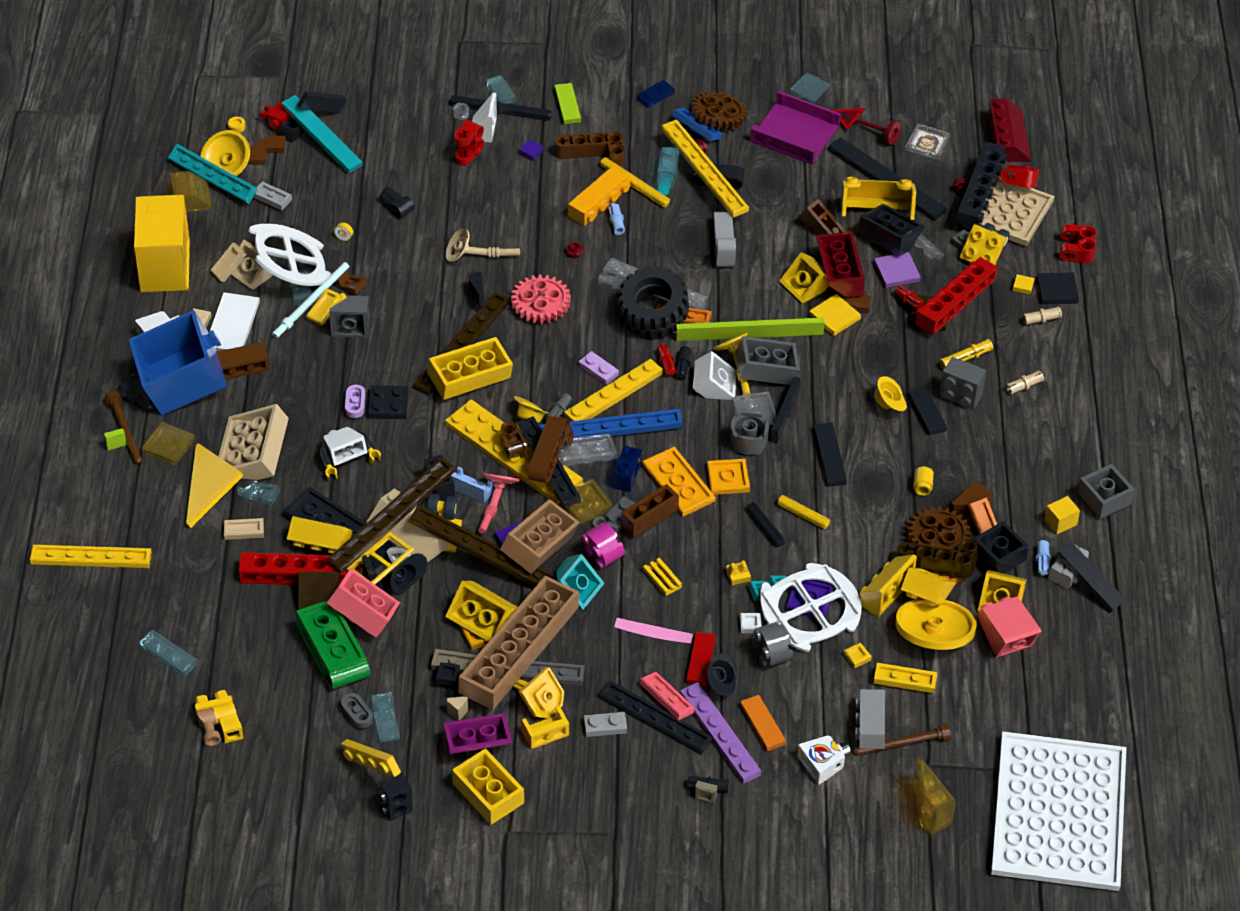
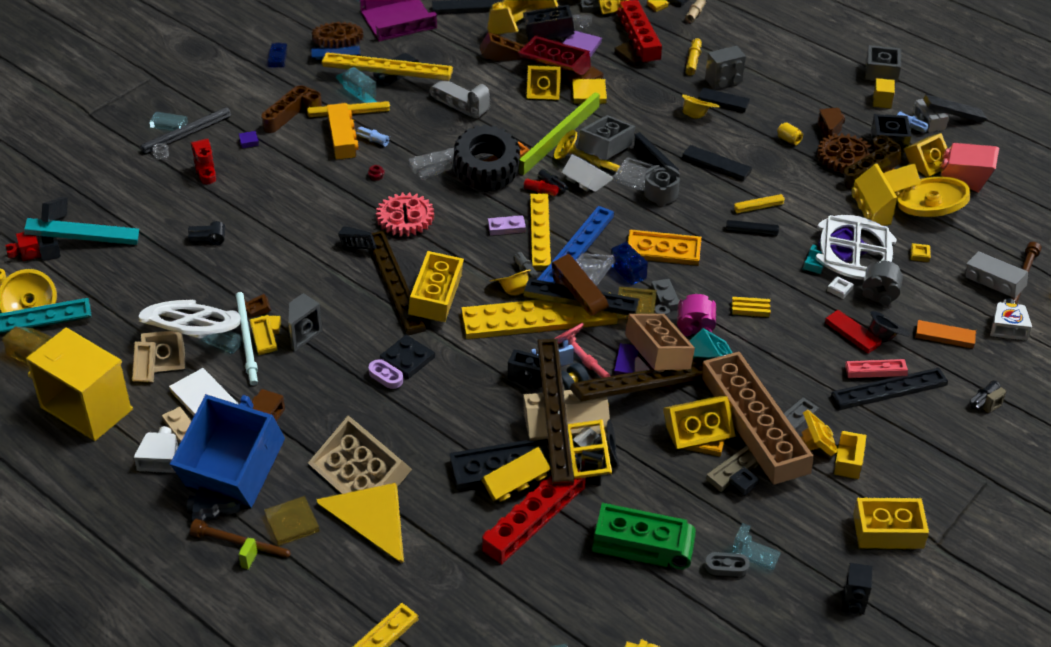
camera: 50 degrees left, 5 degrees down
(243, 529) = (444, 525): tan tile -> none
(260, 492) = (416, 490): clear light blue slope -> none
(268, 144) = (49, 267): reddish brown tile -> none
(272, 196) = (105, 297): light grey plate -> none
(316, 587) = (574, 512): dark brown tile -> none
(343, 231) = (198, 278): tile -> none
(344, 446) = (431, 406): white torso -> none
(363, 603) = (627, 485): coral brick -> none
(370, 758) = (806, 578): yellow plate -> none
(457, 707) = (783, 497): tan slope -> none
(461, 247) = (302, 223): tan dish -> none
(477, 734) = (834, 498): magenta slope -> none
(487, 117) = (192, 132): white slope -> none
(512, 440) = (537, 303): reddish brown piece -> none
(567, 103) = (228, 98): lime tile -> none
(605, 724) = (872, 420): light grey plate -> none
(649, 511) = (686, 272): reddish brown brick -> none
(653, 631) = (798, 342): bright pink sticker -> none
(722, 734) = (946, 362): medium lavender plate -> none
(728, 476) = (685, 220): light orange tile -> none
(738, 573) = (785, 266): yellow tile -> none
(905, 677) = (965, 240): yellow plate -> none
(908, 297) = (616, 50): red axle -> none
(982, 515) = (855, 125): orange tile -> none
(1024, 382) = (746, 46): tan pin -> none

